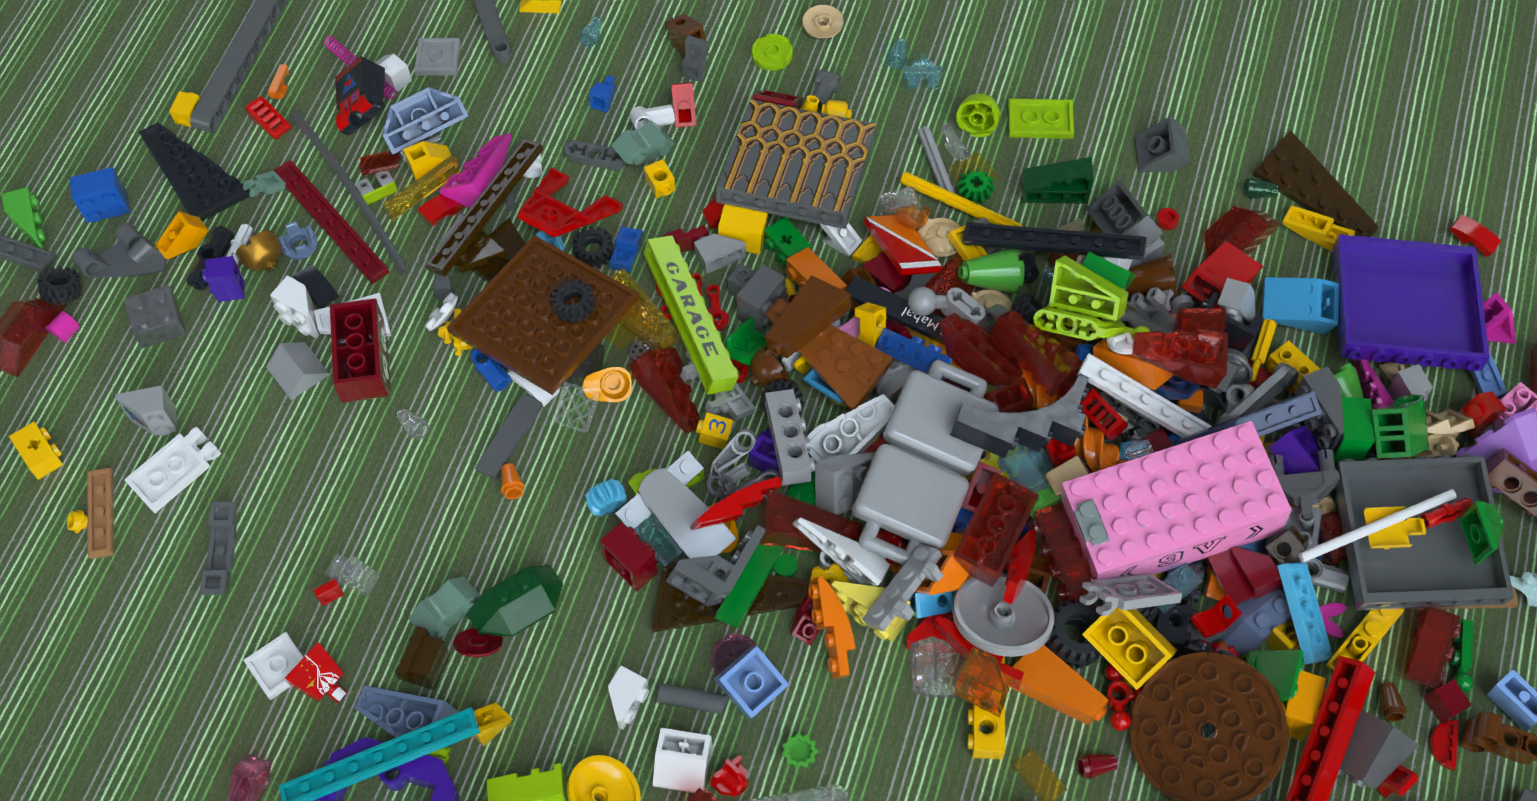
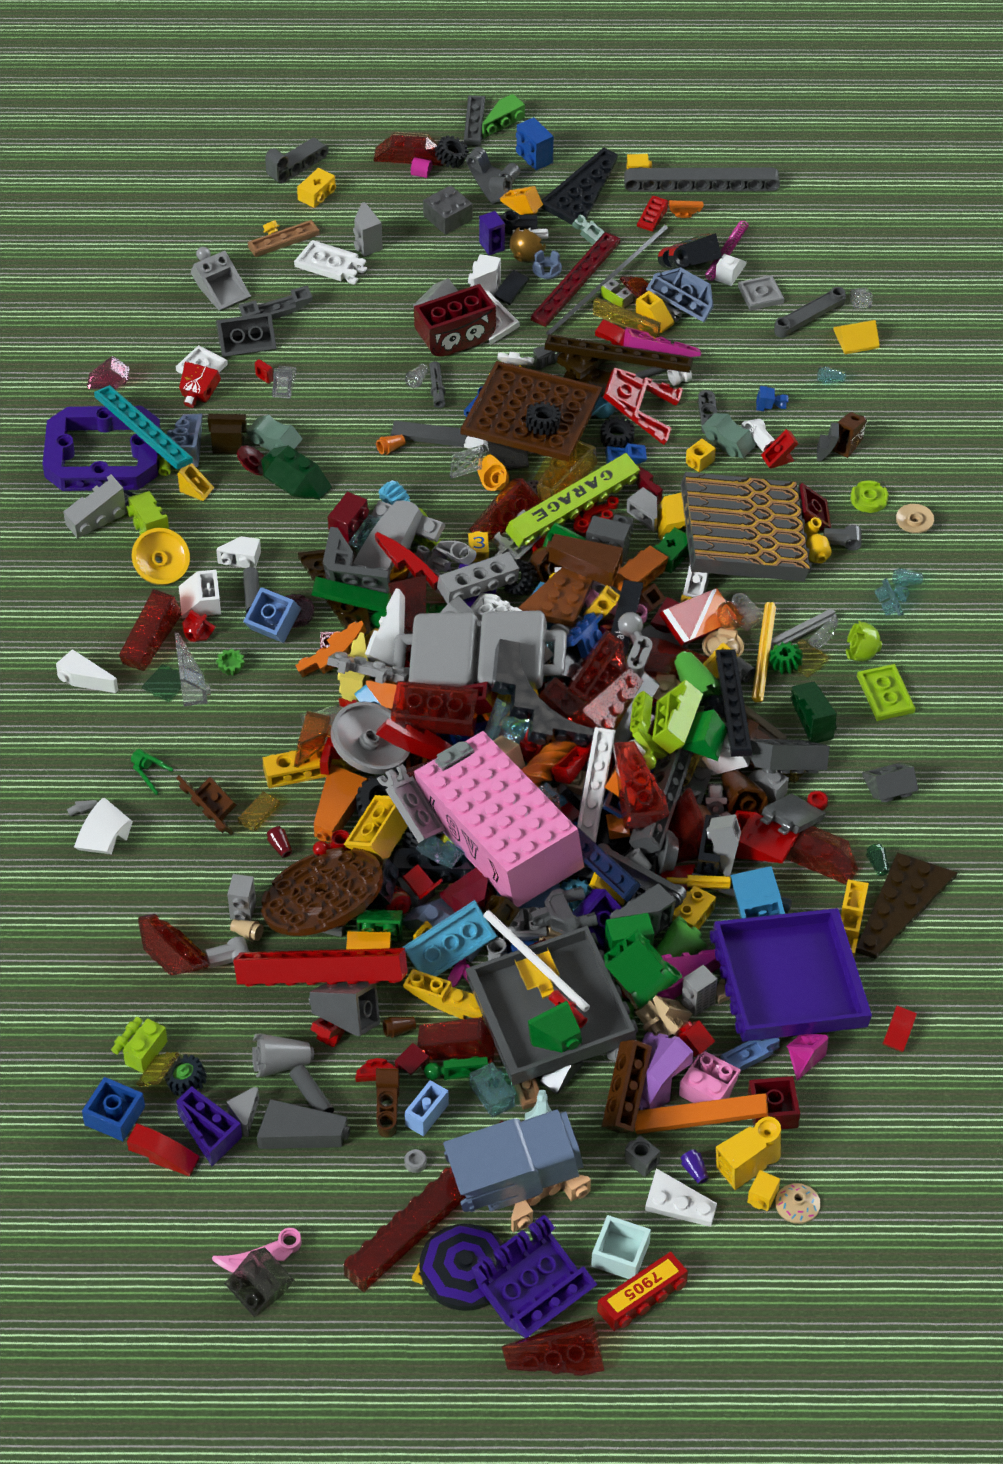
camera: 70 degrees right, 10 degrees down
(148, 602) = (221, 281): none -> light grey slope
(252, 597) = (246, 334): none -> dark grey slope
(445, 408) = (435, 370): none -> dark grey pin
(1198, 240) = (792, 814): none -> dark grey tile
(1498, 627) = (492, 1089): none -> clear light blue brick

